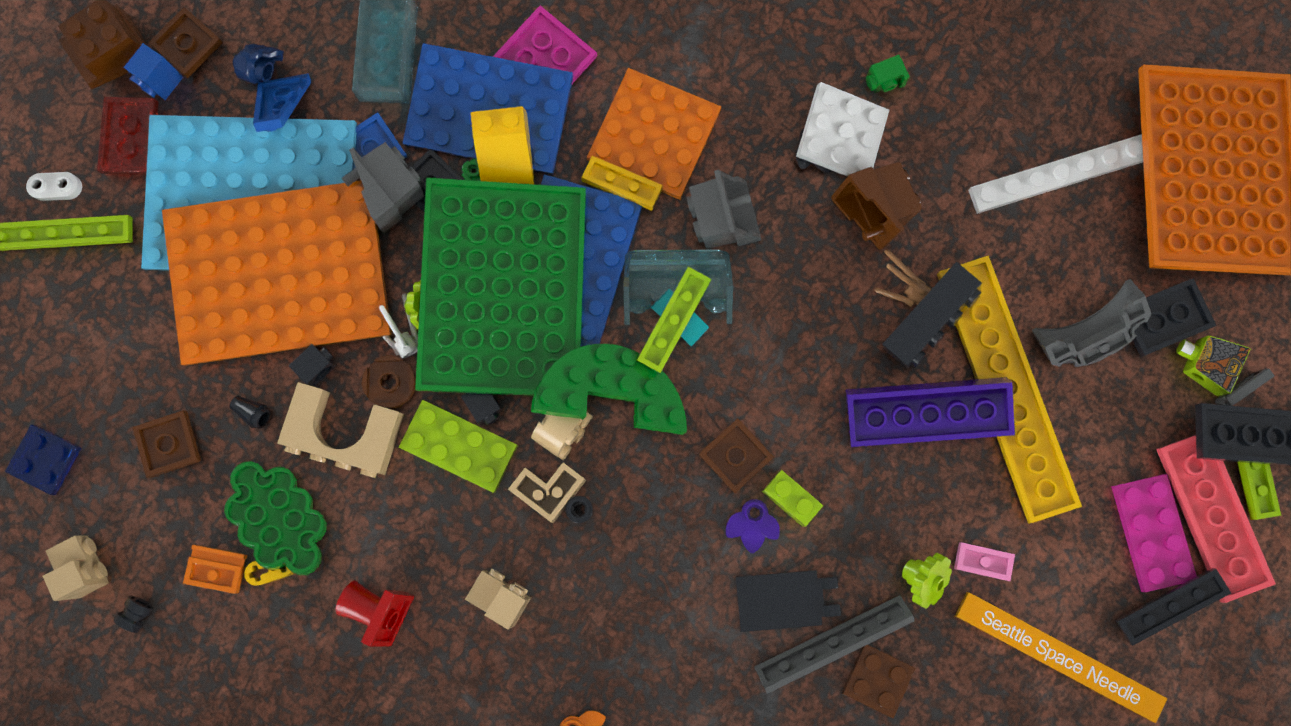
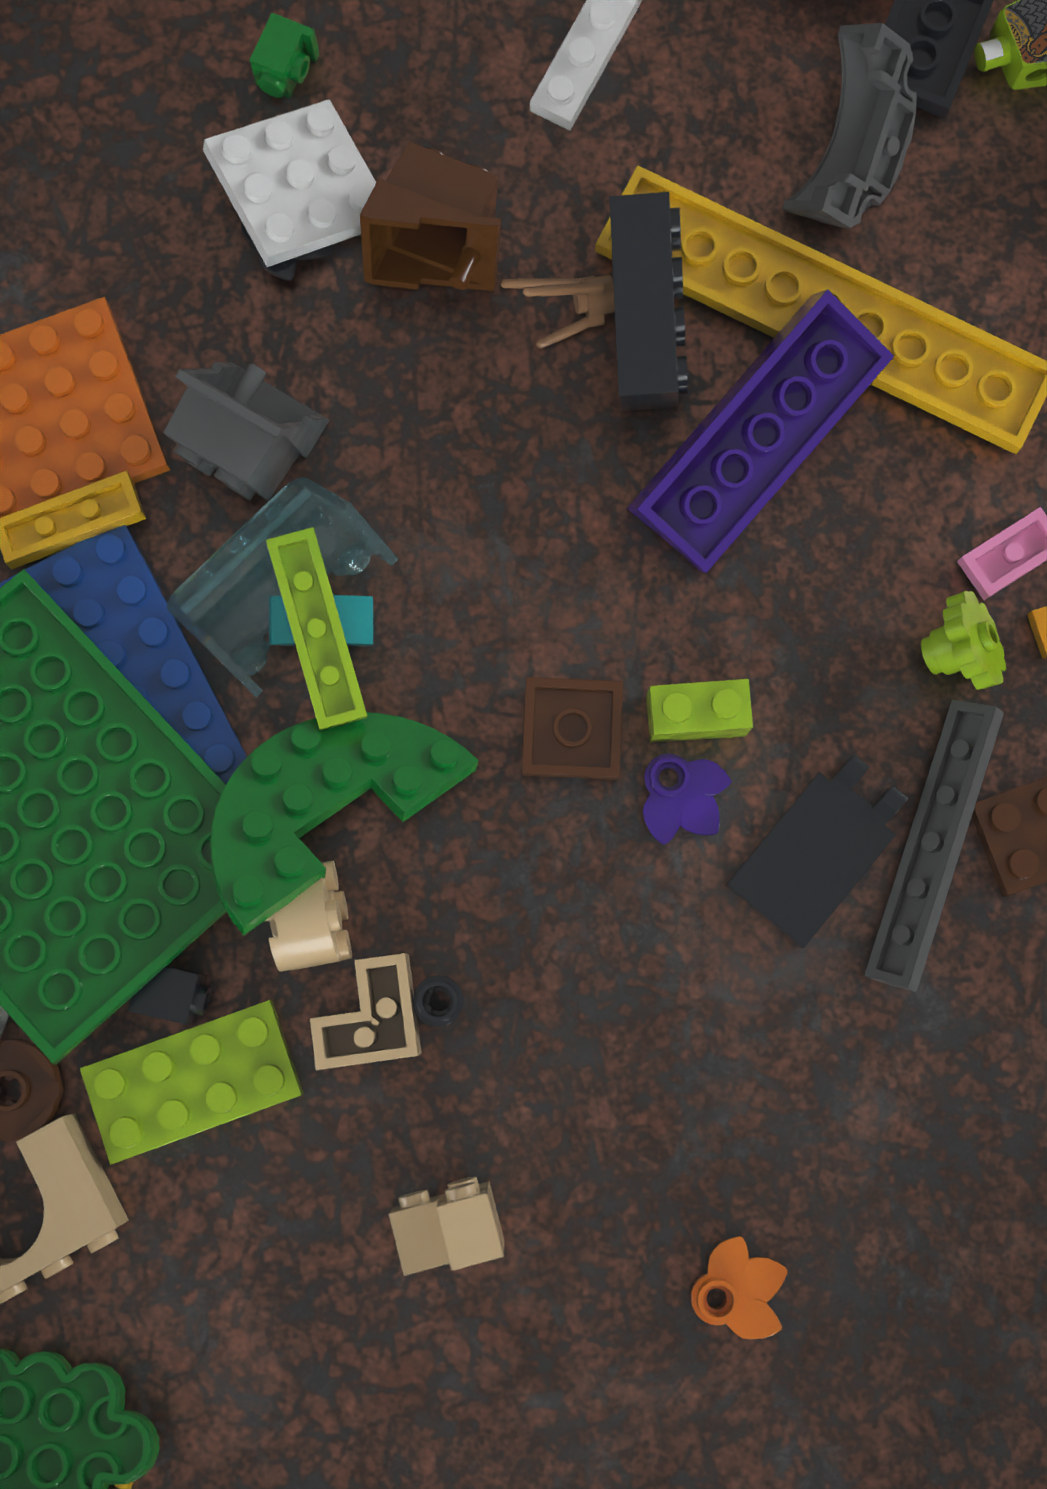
camera: 50 degrees left, 0 degrees up
(381, 614) = (310, 1414): red plant -> none

